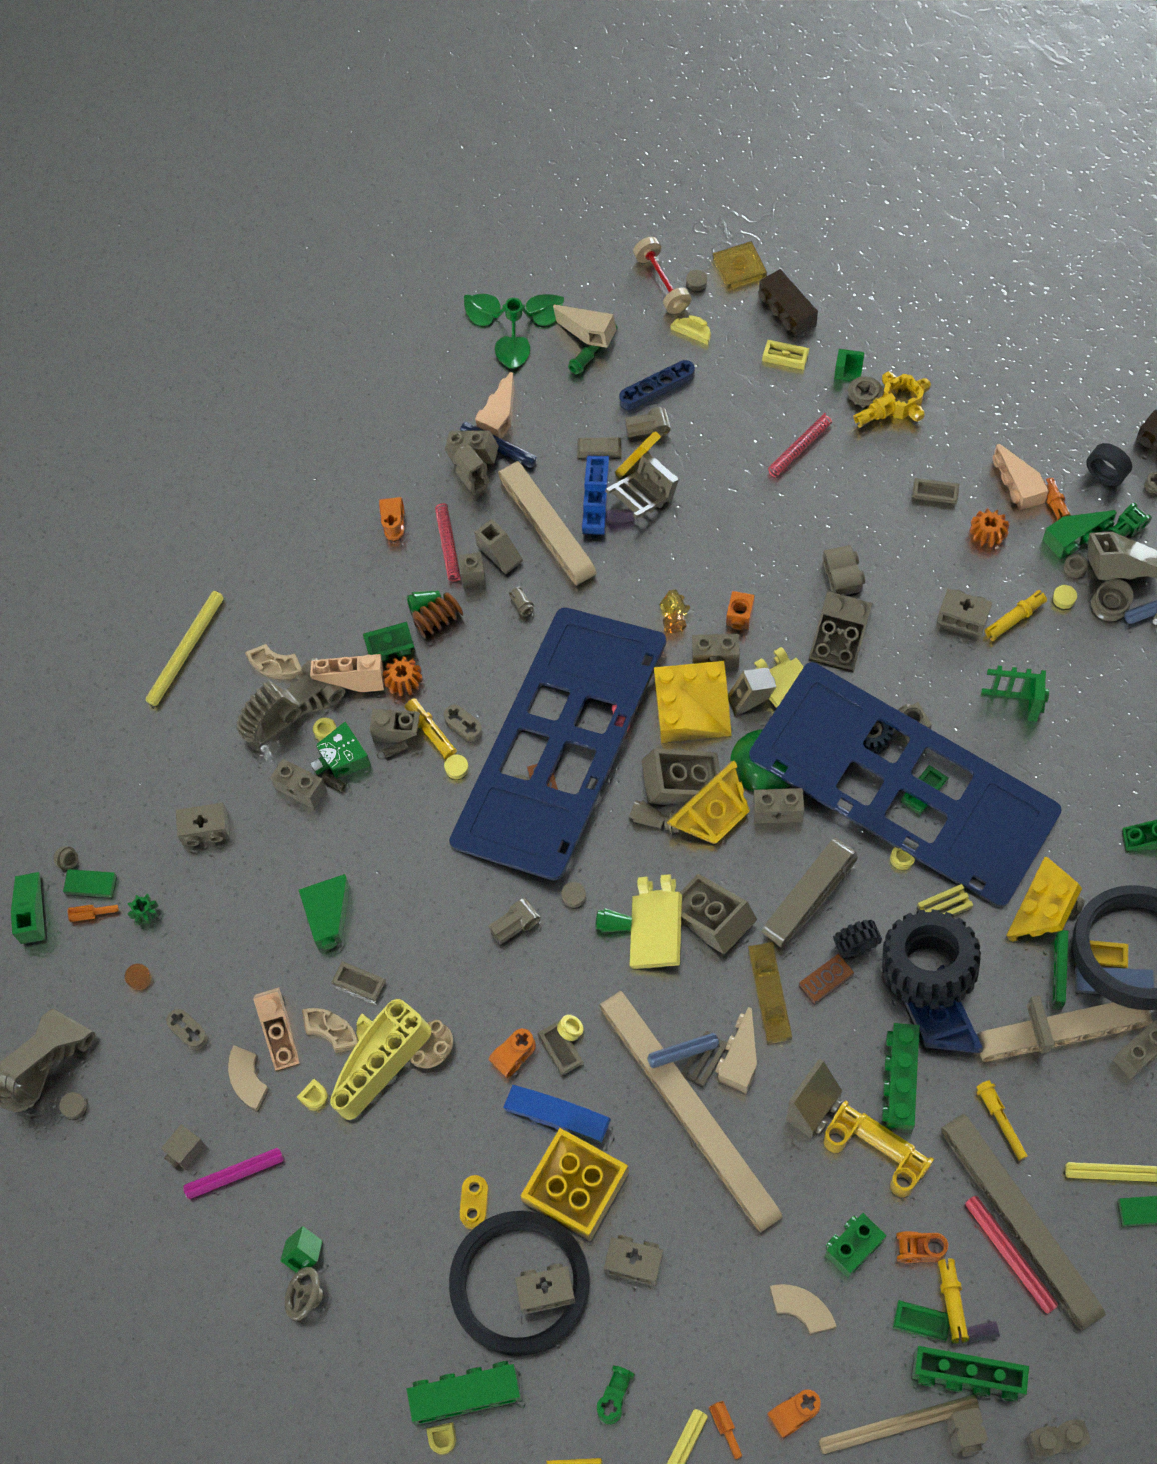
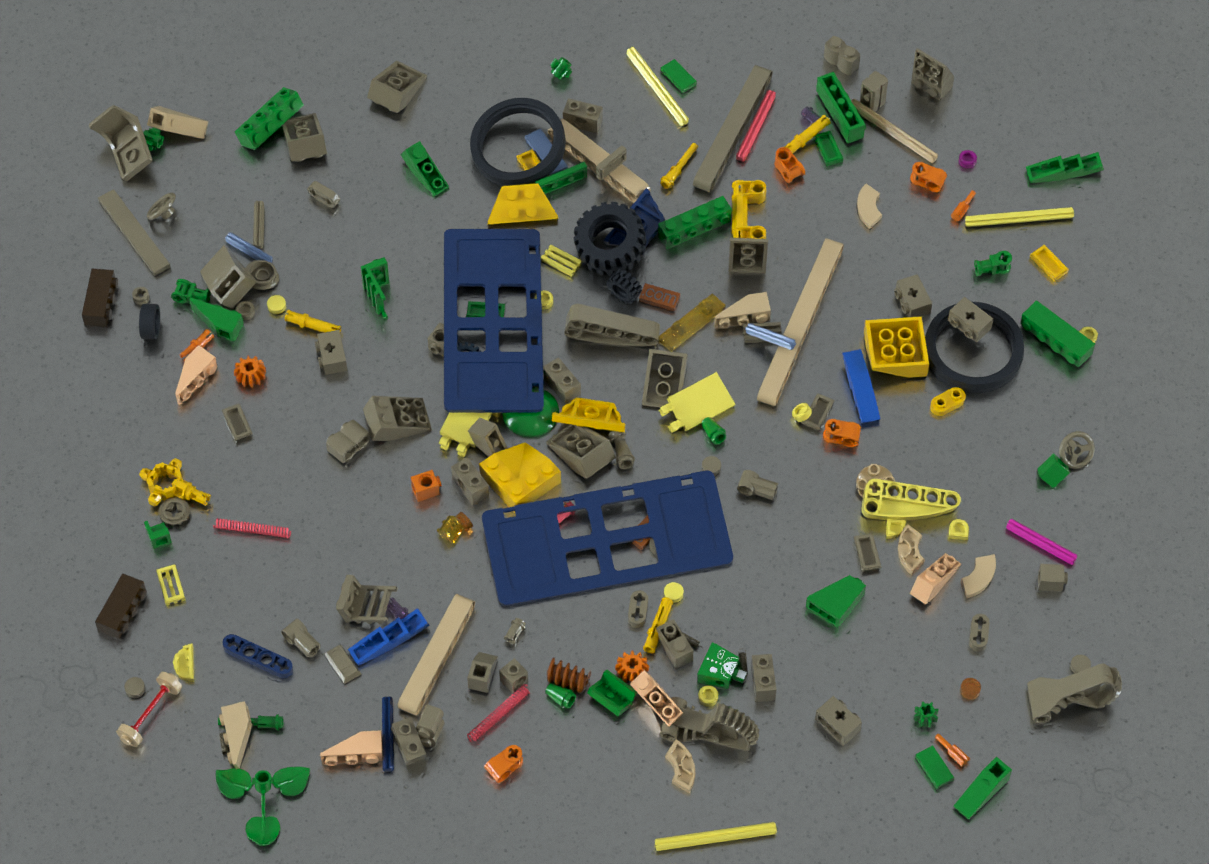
camera: 130 degrees left, 5 degrees down
(65, 857) = (931, 795): dark tan plate -> none
(637, 454) = (333, 626): yellow tile -> none
(739, 265) = (99, 665): clear yellow plate -> none
(855, 1244) = (813, 196): green brick -> none

